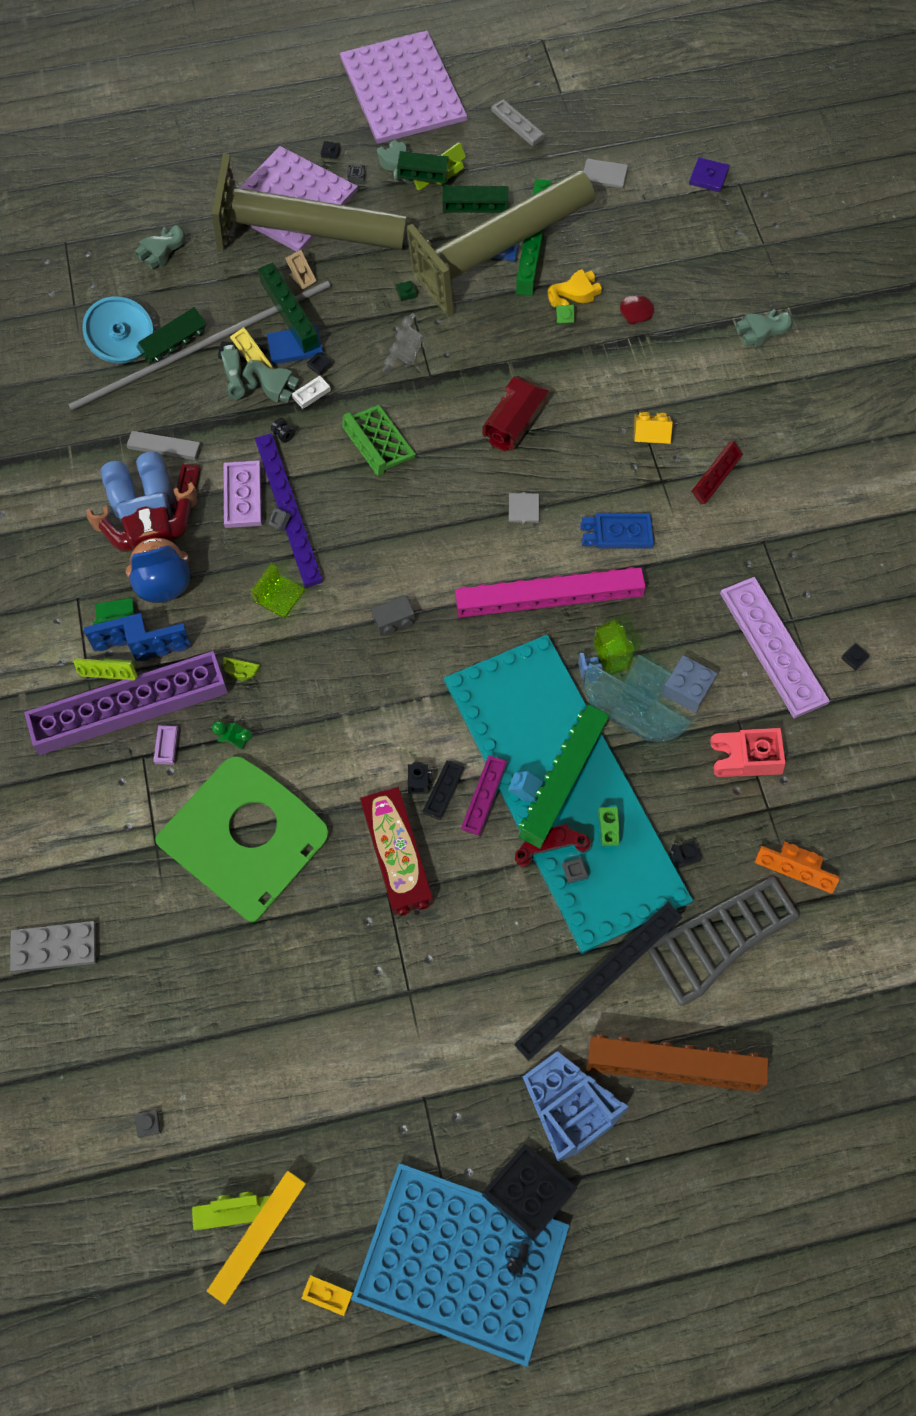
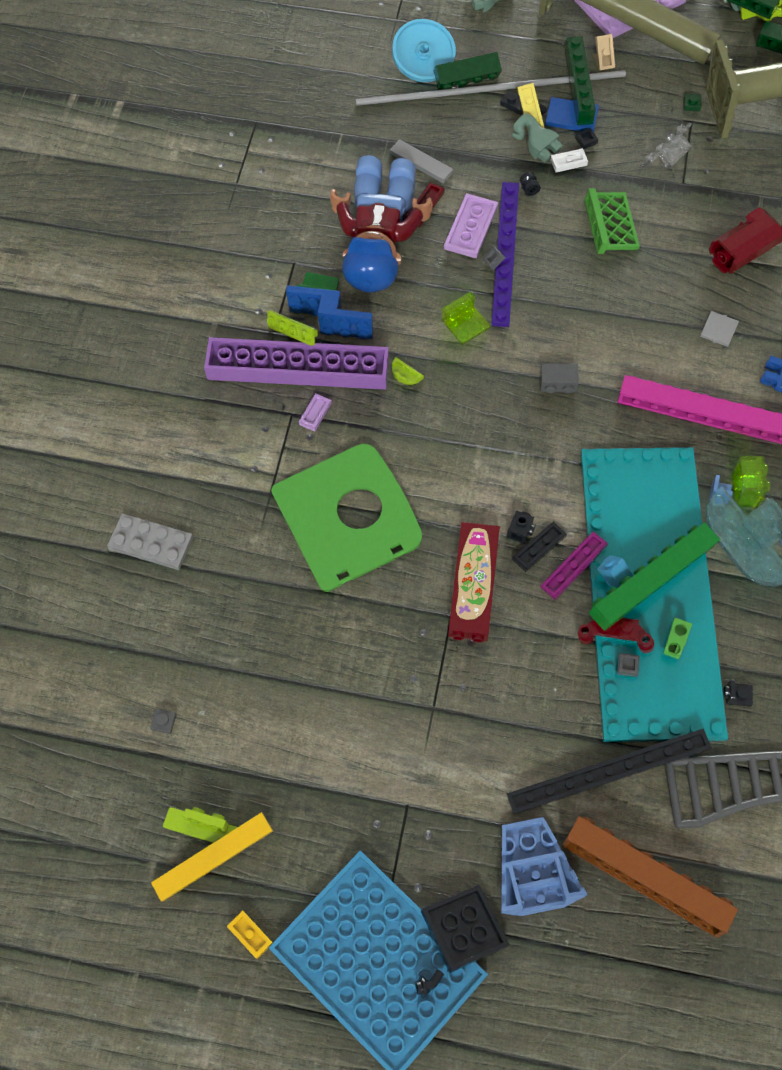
camera: 25 degrees right, 0 degrees up
(231, 733) = (374, 423): green piece -> none
(233, 372) = (507, 119): sand green hips -> none

